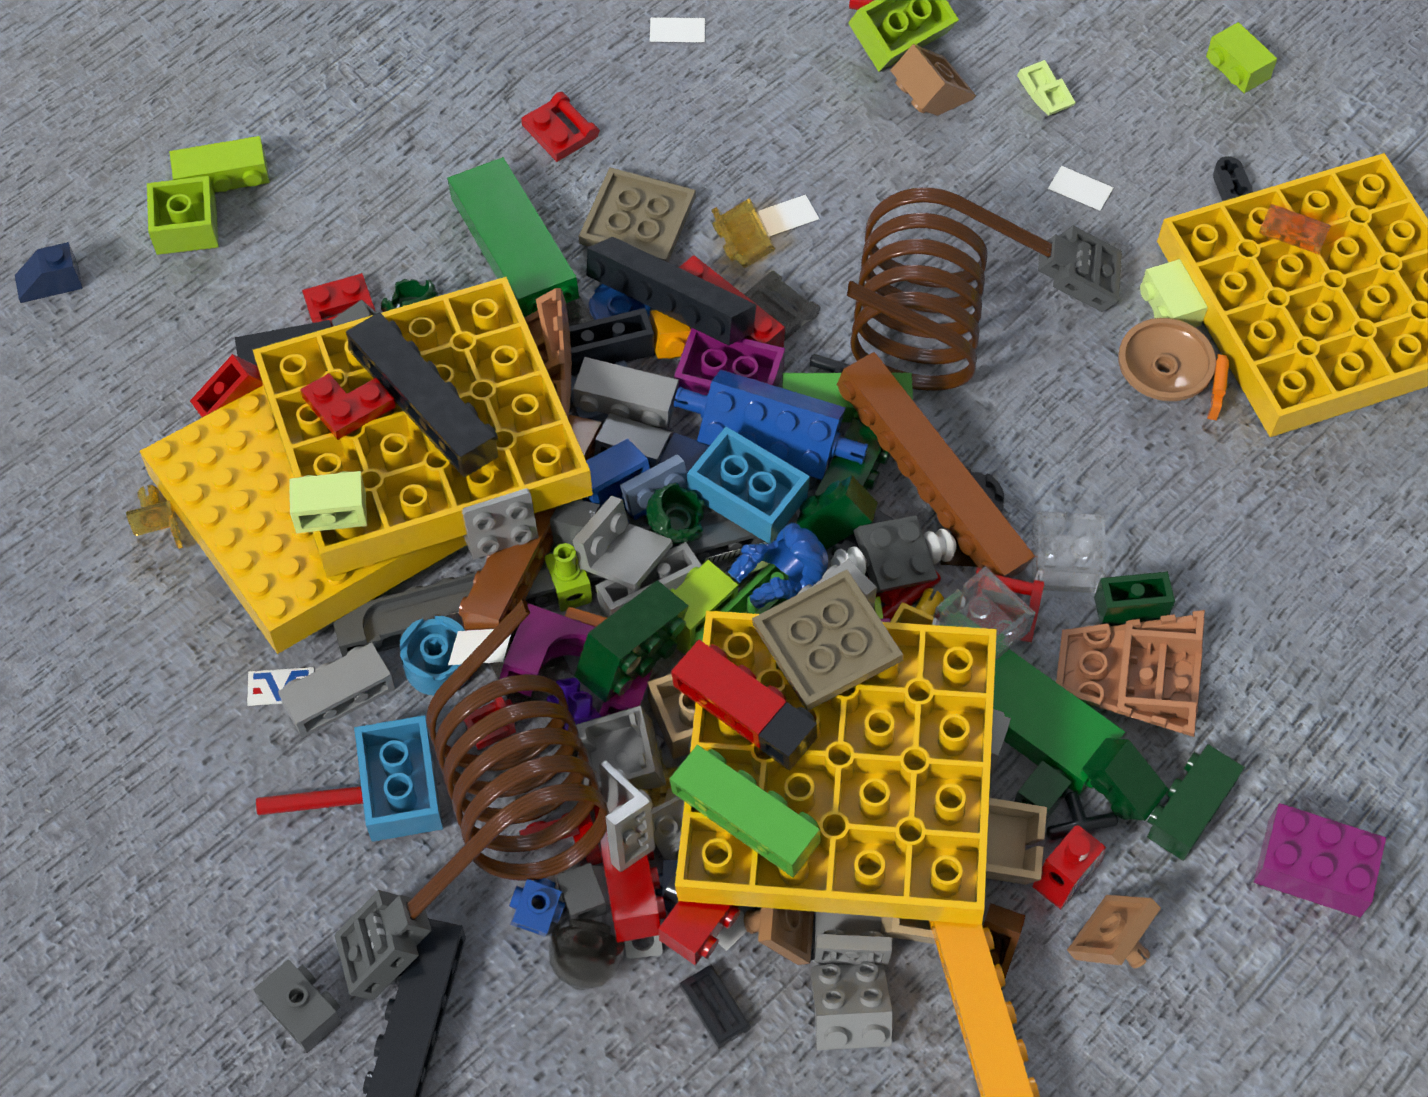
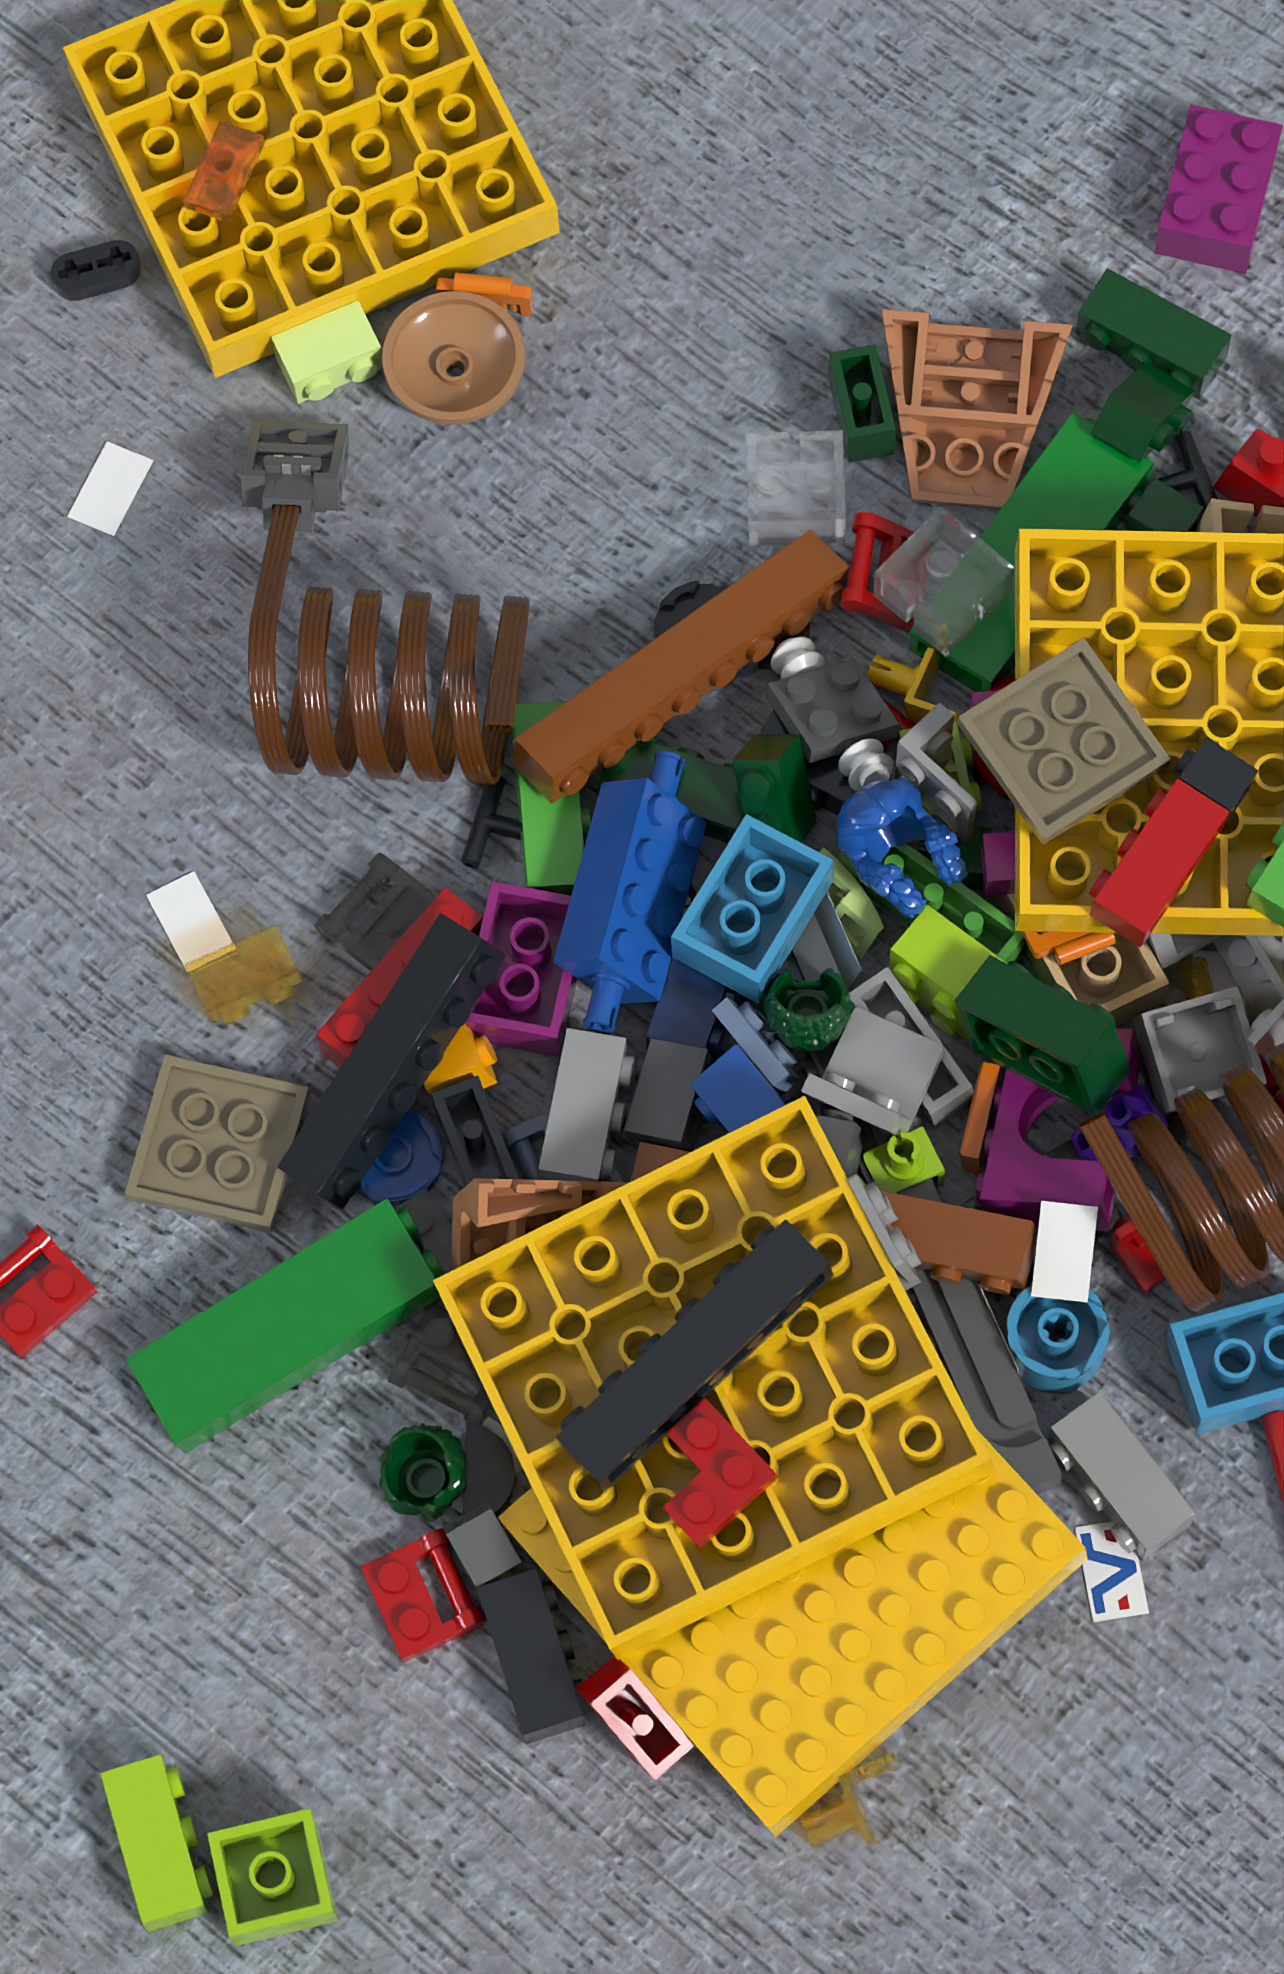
camera: 90 degrees left, 10 degrees up
(328, 502) = (910, 1453): yellowish green brick -> none

